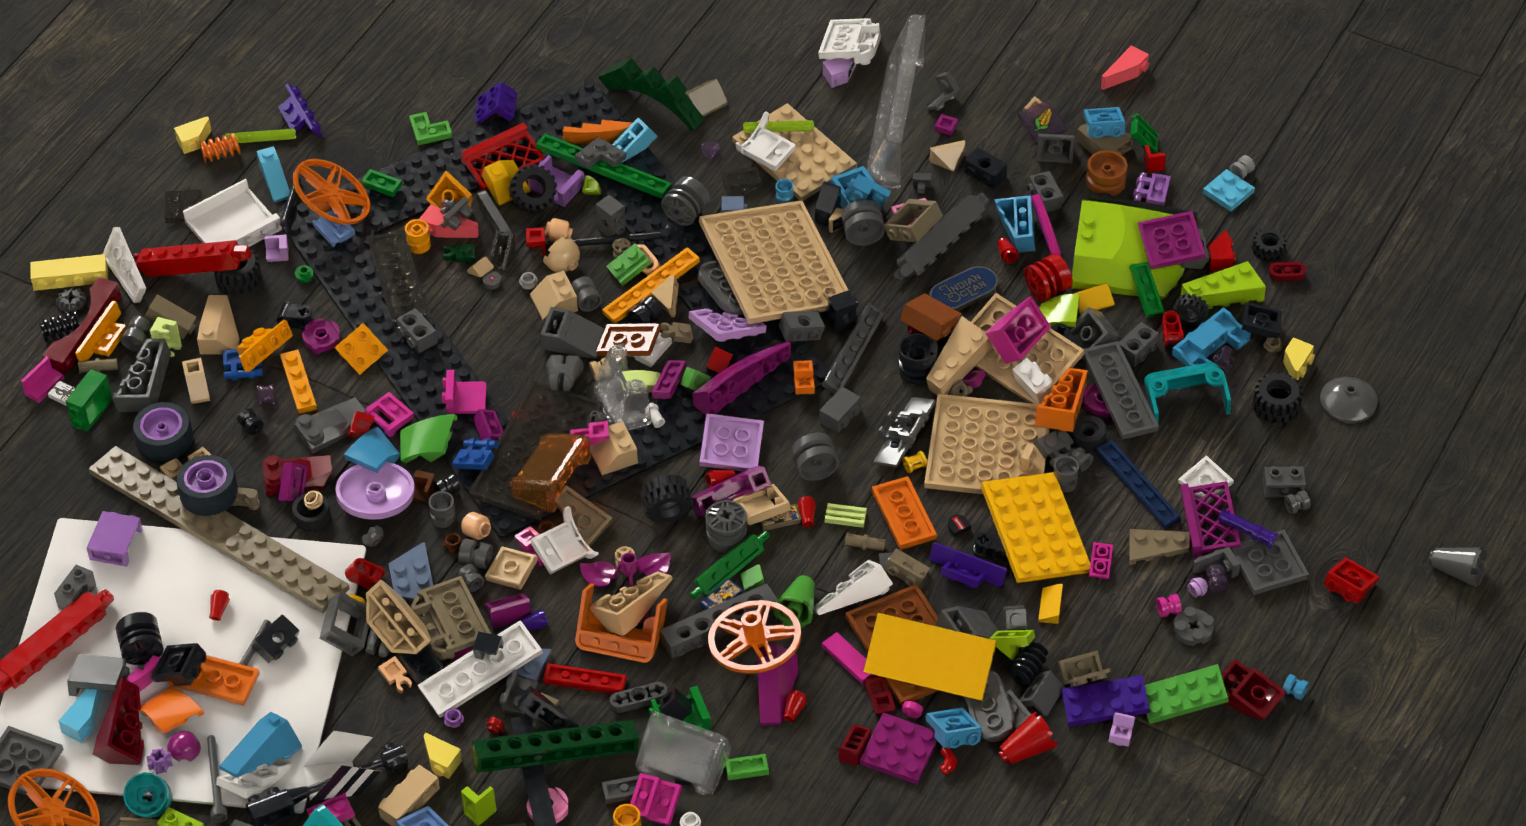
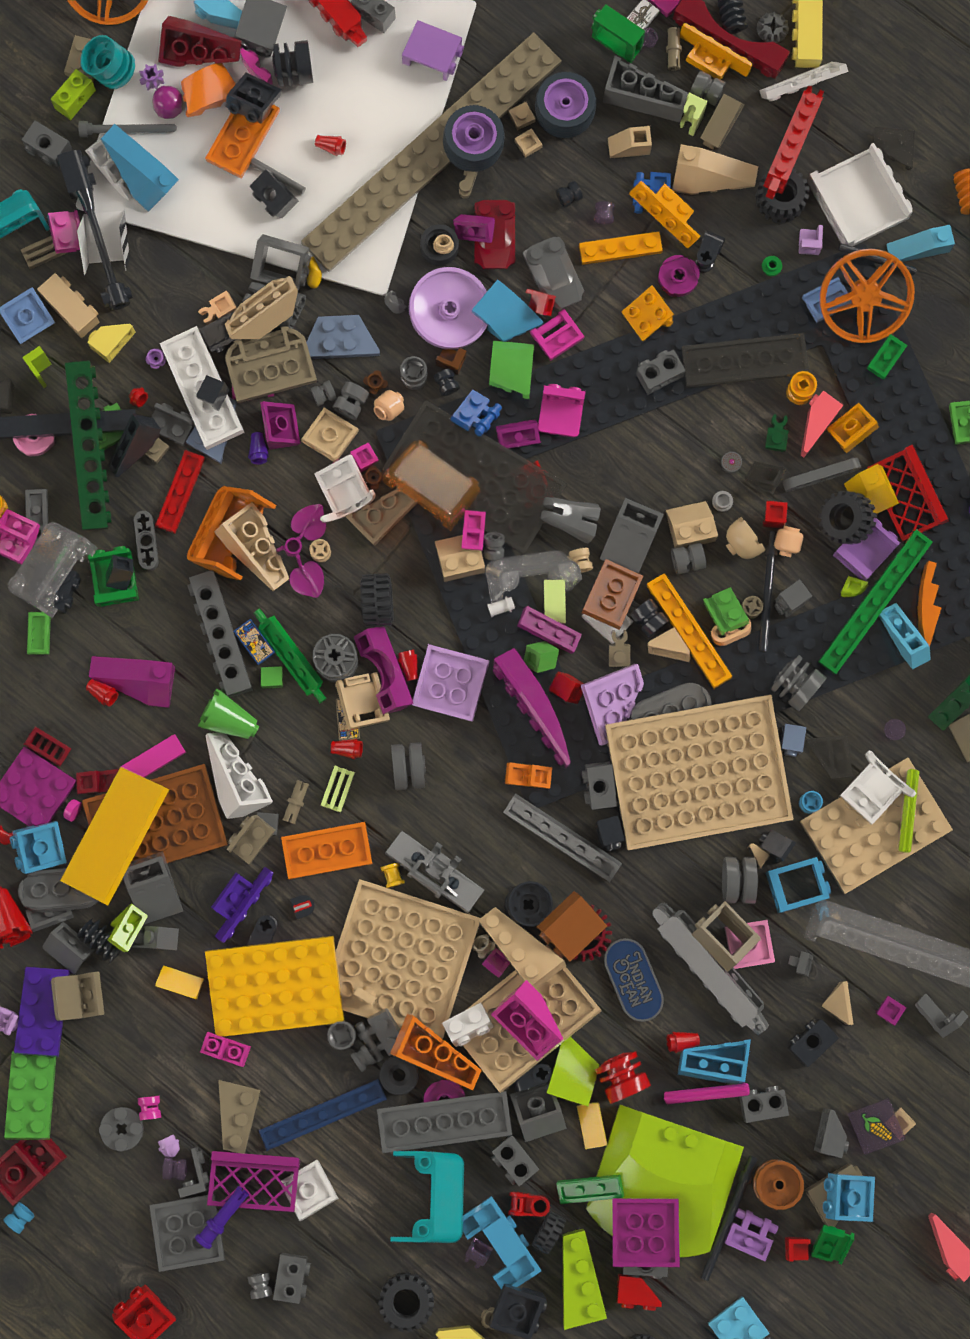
camera: 95 degrees right, 30 degrees up
(364, 573) = (344, 293): red piece -> none
(452, 212) = (824, 434): dark grey hips -> none
(481, 267) = (748, 451): tan slope -> none
(599, 150) = (894, 598): dark grey plate -> none
(754, 633) = (176, 661): wheel -> none
(840, 409) = (477, 808): dark grey brick -> none
(866, 189) = (771, 884): dark azure plate -> none

